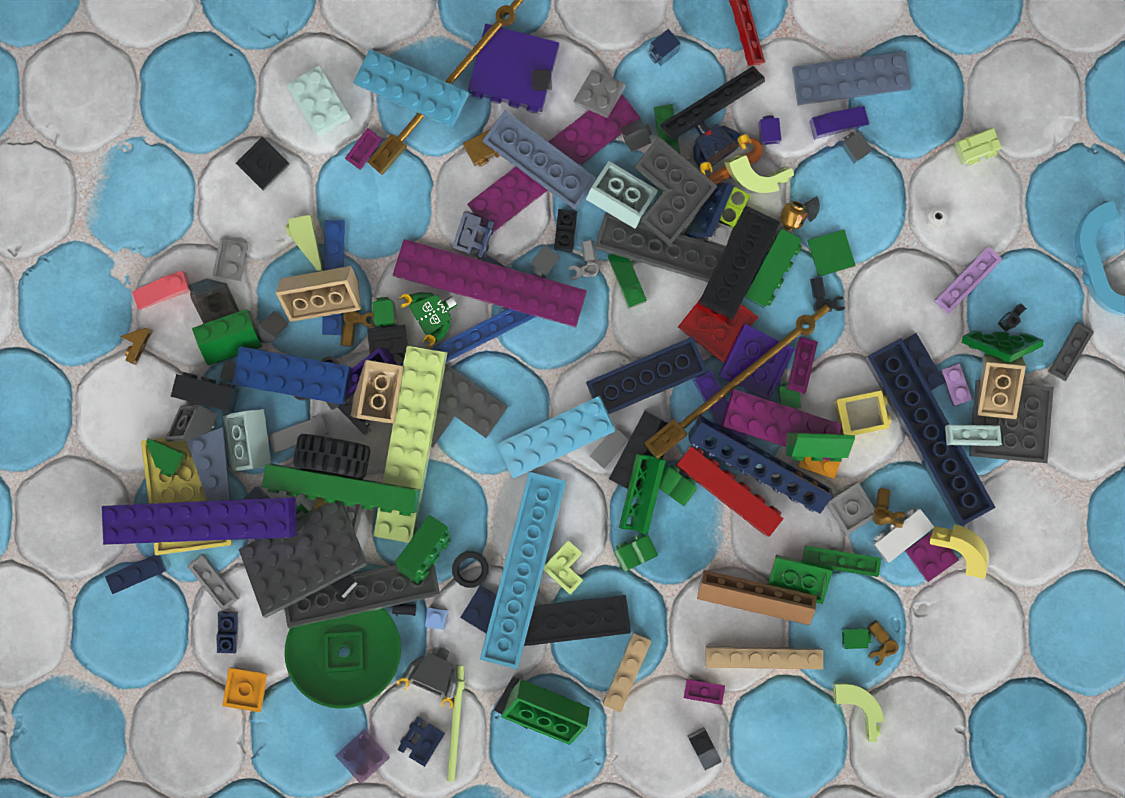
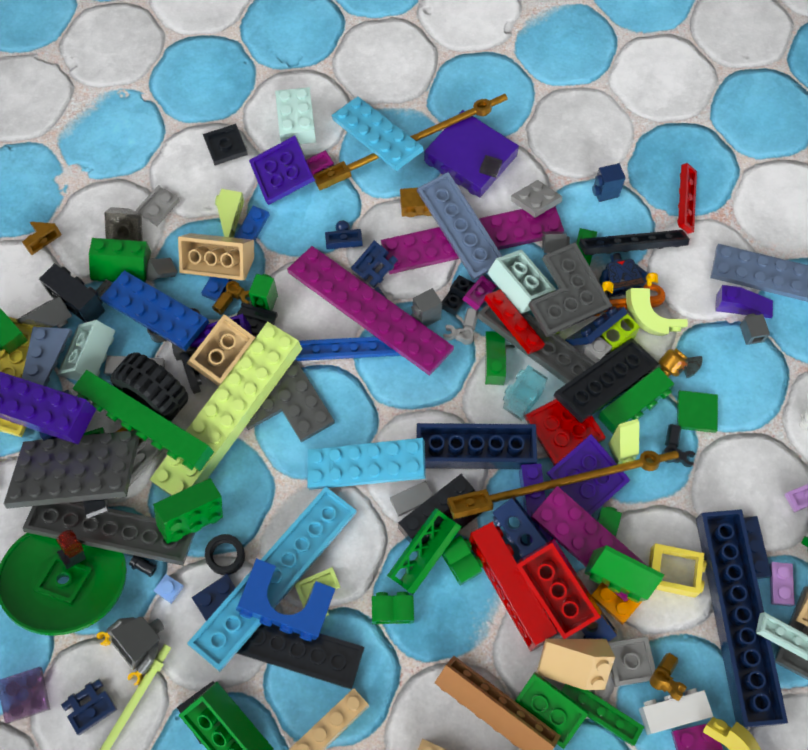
camera: 25 degrees right, 20 degrees down
(162, 290) = (88, 203): coral slope -> none
(335, 170) = (281, 170): none -> dark purple plate
(340, 628) = (71, 549): none -> clear red leg
(430, 217) = (343, 237): none -> dark blue plate
(430, 313) = (303, 311): green torso -> none
(571, 595) = (256, 604): none -> blue arch
(586, 221) = (478, 291): none -> magenta plate
(631, 240) = (514, 321): none -> red plate
(670, 307) = (524, 392): none -> clear light blue brick
(769, 130) = (677, 285): dark purple brick -> none
(771, 482) = (559, 589): none -> red brick
(779, 320) = (625, 442): none -> yellowish green slope
(802, 365) = (631, 498): magenta tile -> none
(809, 532) = (577, 662): none -> tan slope

